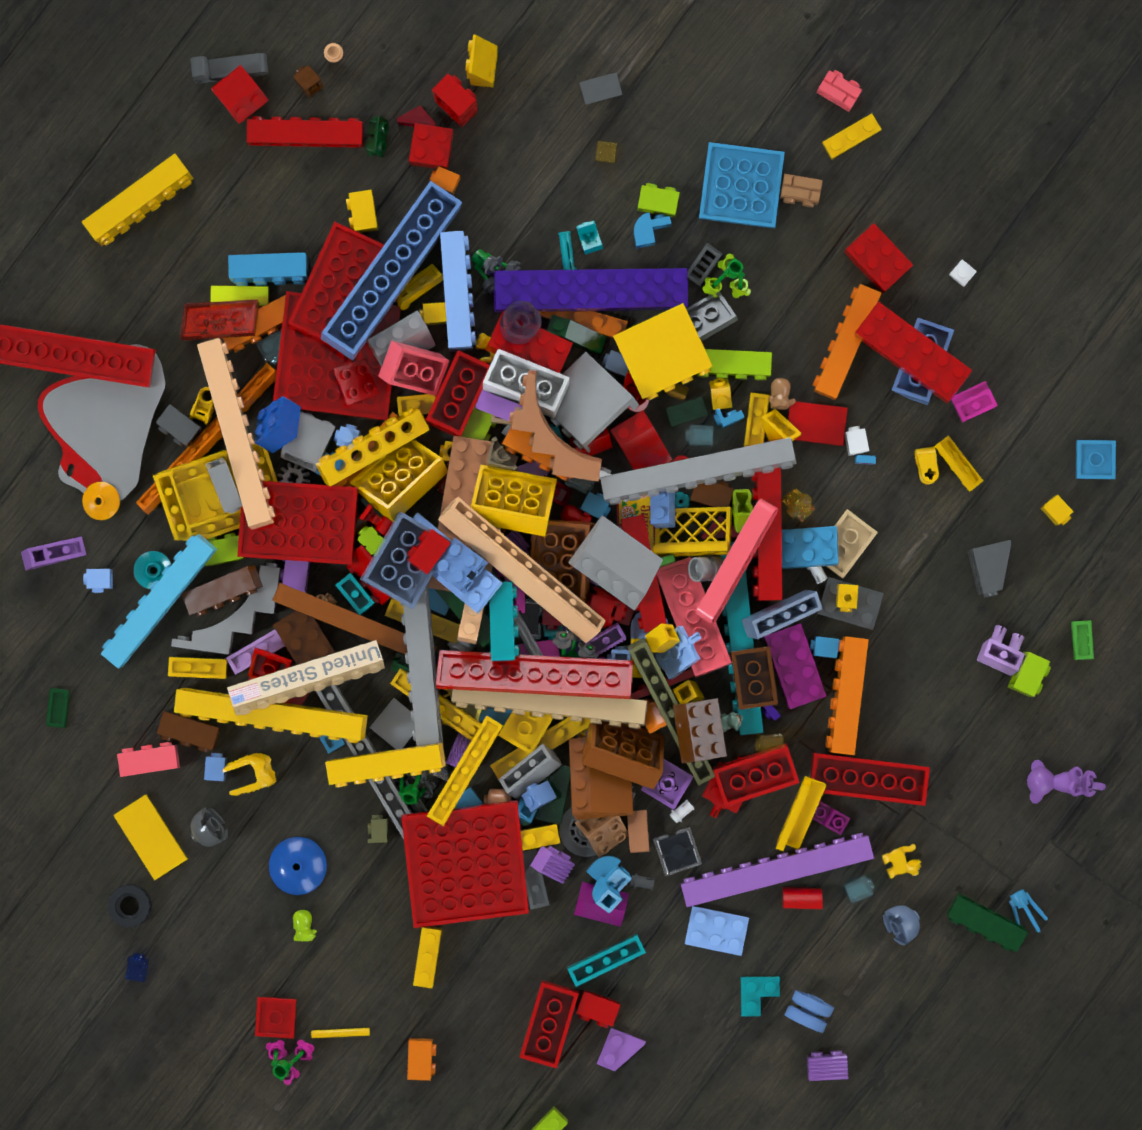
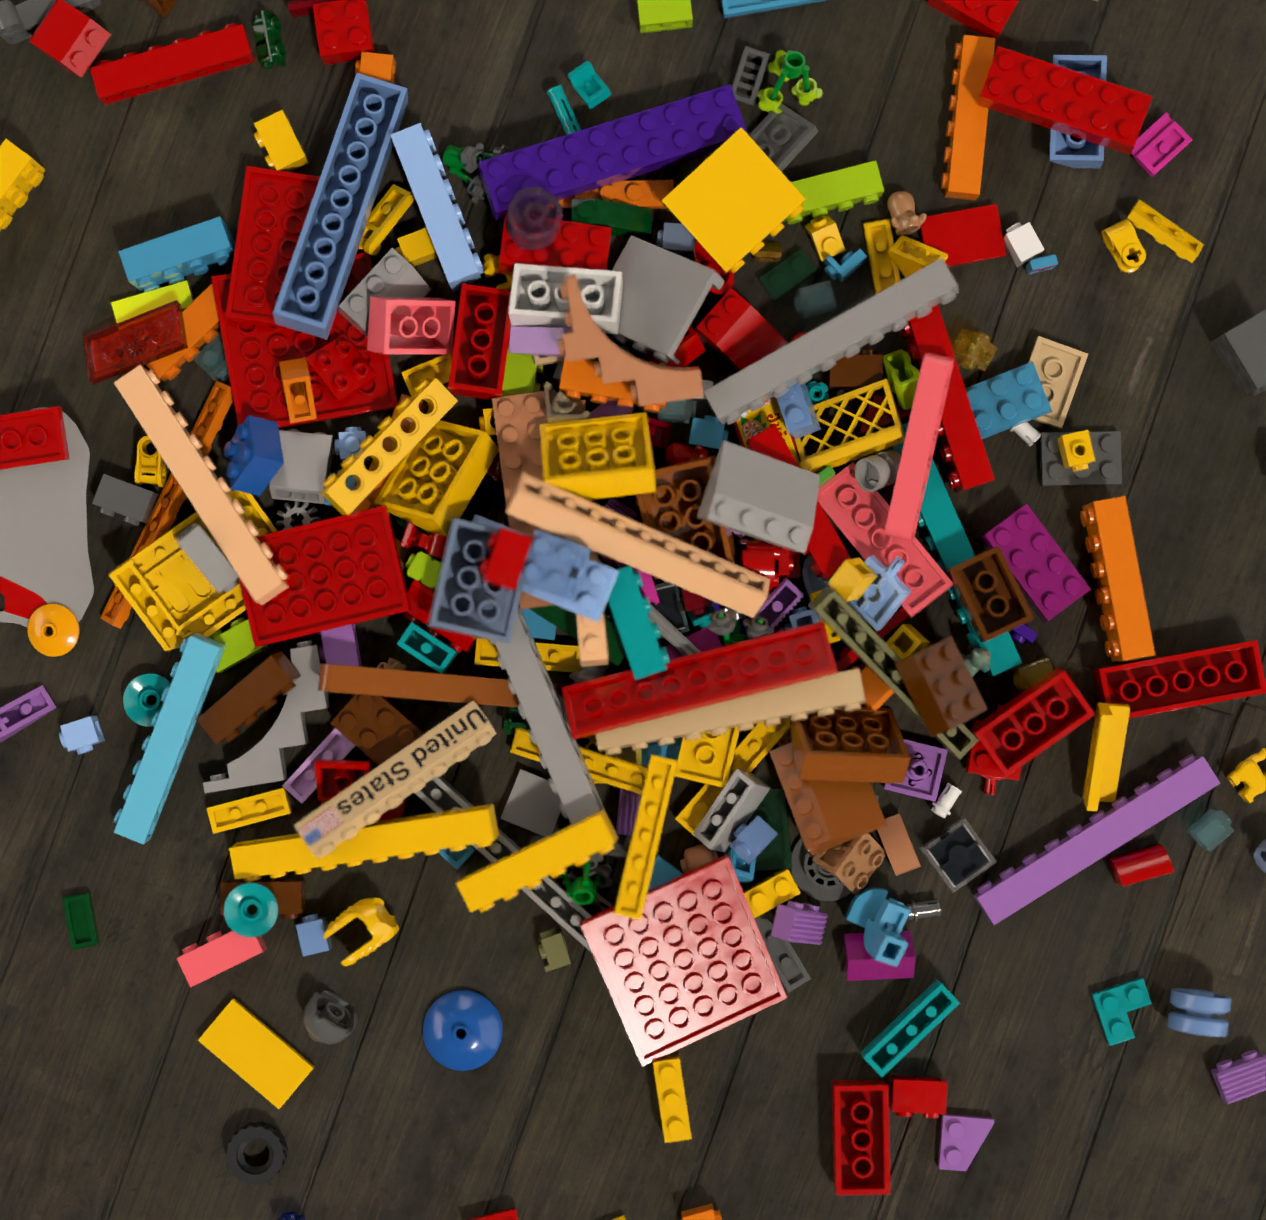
camera: 20 degrees left, 0 degrees up
(169, 739) = (239, 917): none -> teal dish
(302, 924) = (492, 1106): lime animal -> none
(321, 388) = (298, 390): none -> orange slope
(644, 229) = (657, 50): dark azure brick -> none
(716, 930) = (1041, 943): light blue plate -> none
(781, 614) = (998, 499): sand blue brick -> none
(824, 647) = (1067, 525): dark azure brick -> none
(830, 818) = (1146, 748): magenta slope -> none

